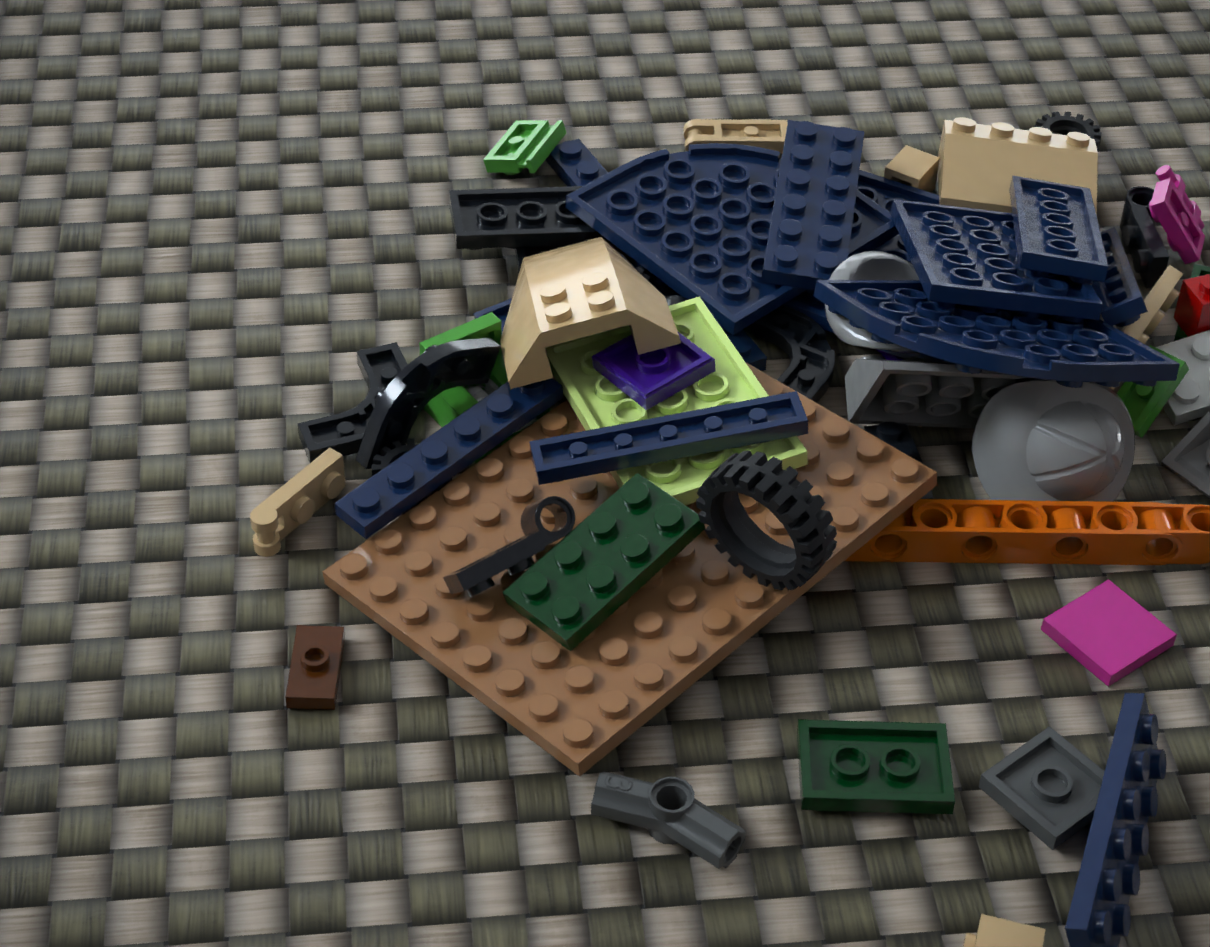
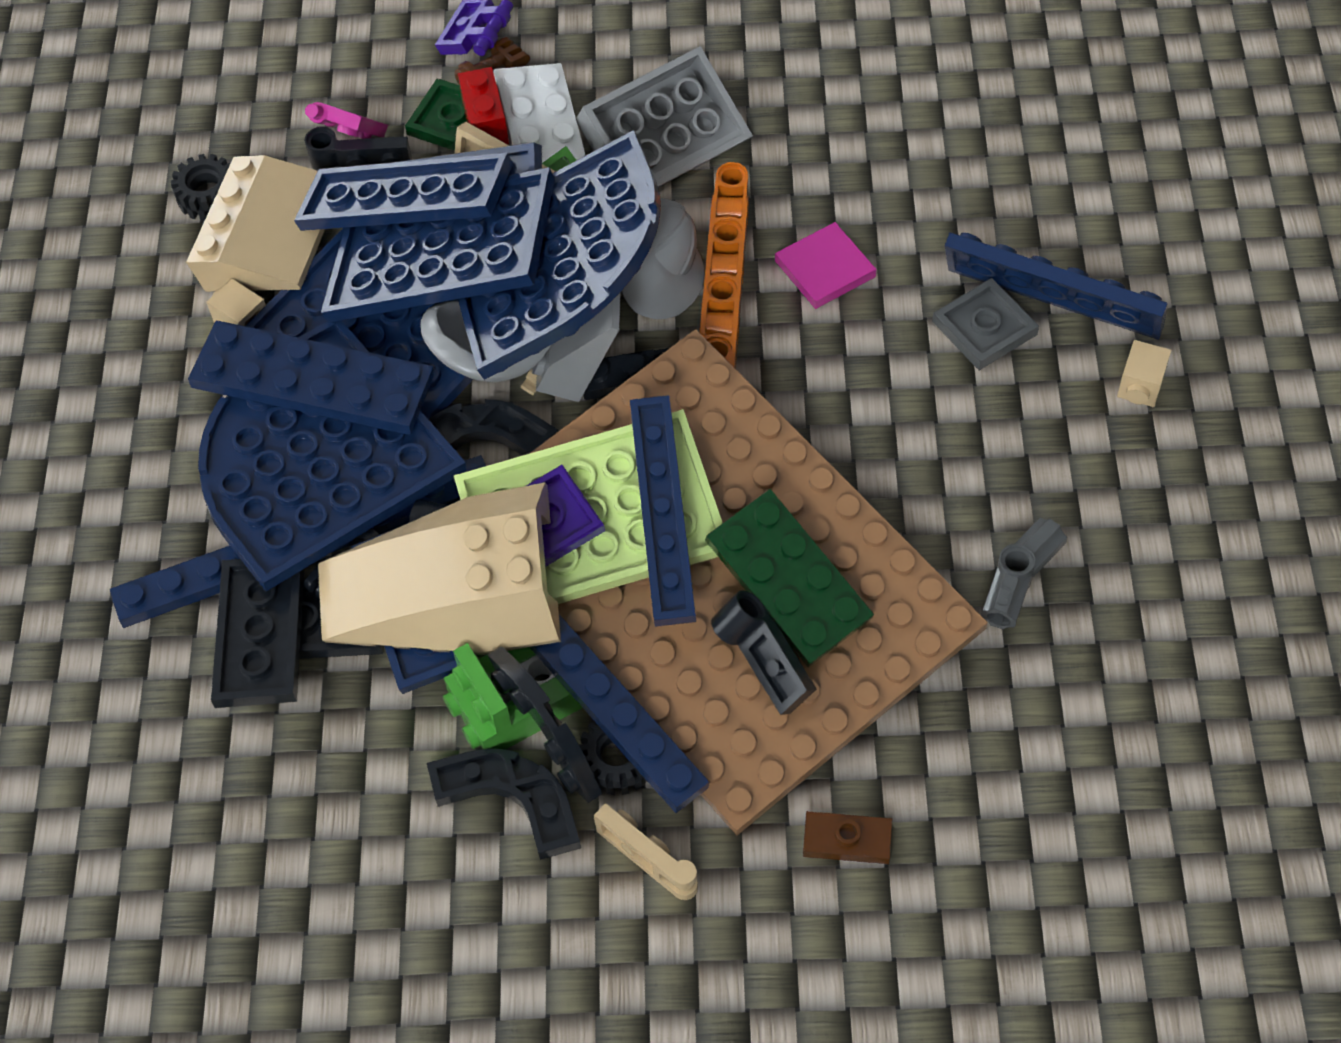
camera: 80 degrees left, 15 degrees up
(524, 146) = (117, 638): bright green plate -> none
(758, 133) = (136, 448): tan plate -> none
(789, 503) = (798, 434): black tyre -> none
(874, 767) = (966, 431): dark green plate -> none

